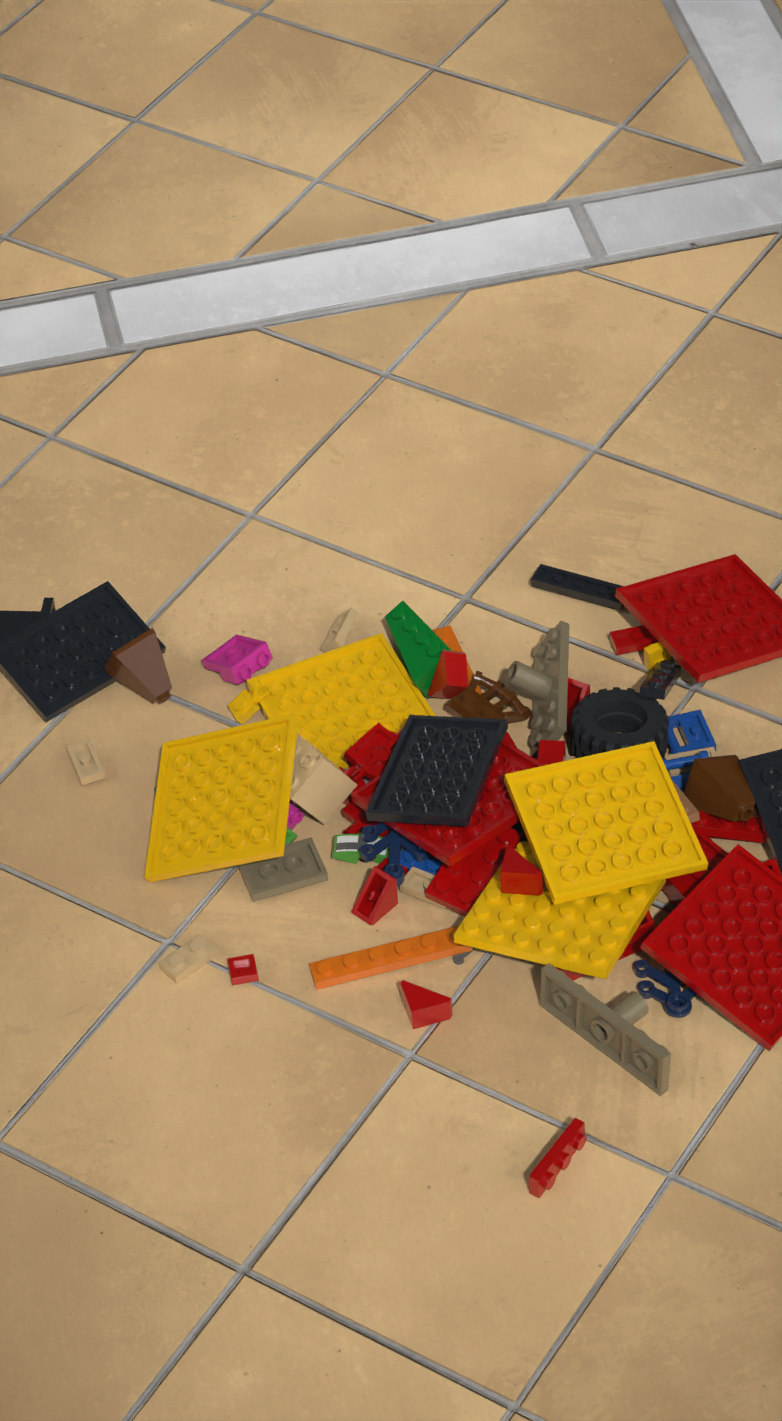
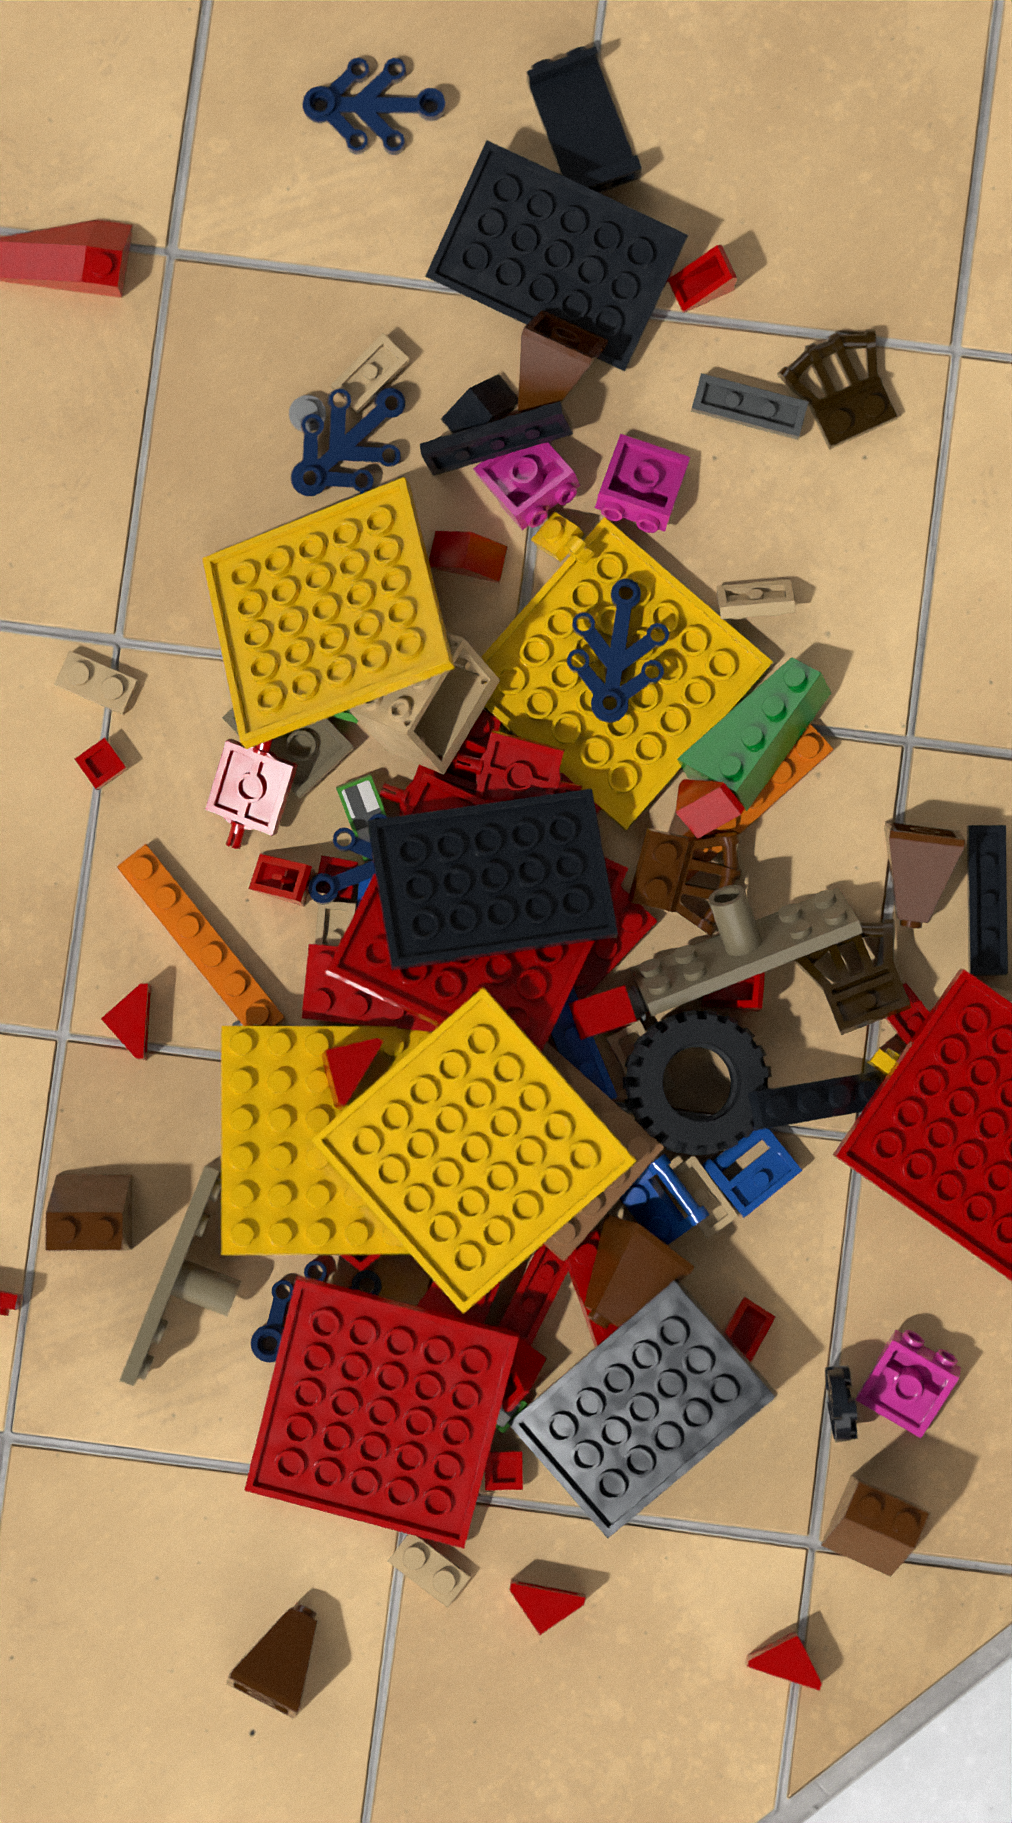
camera: 65 degrees right, 40 degrees up
(89, 800) = (306, 405): none -> light grey plate
(128, 809) = (343, 445): none -> dark blue plant
(137, 591) = (703, 279): none -> red slope
(144, 723) = (481, 405): none -> black slope
(167, 705) = (496, 438): none -> black plate
(200, 706) = (529, 483): none -> dark pink plate
(223, 602) = (749, 406): none -> dark grey plate
(243, 564) = (850, 410): none -> dark brown plate
(306, 892) = (250, 789): none -> plate
(359, 705) = (616, 657): none -> dark blue plant
(542, 602) = (920, 868): none -> reddish brown slope
(545, 1061) = (90, 1213): none -> reddish brown slope
(608, 650) = (867, 995): none -> dark brown plate

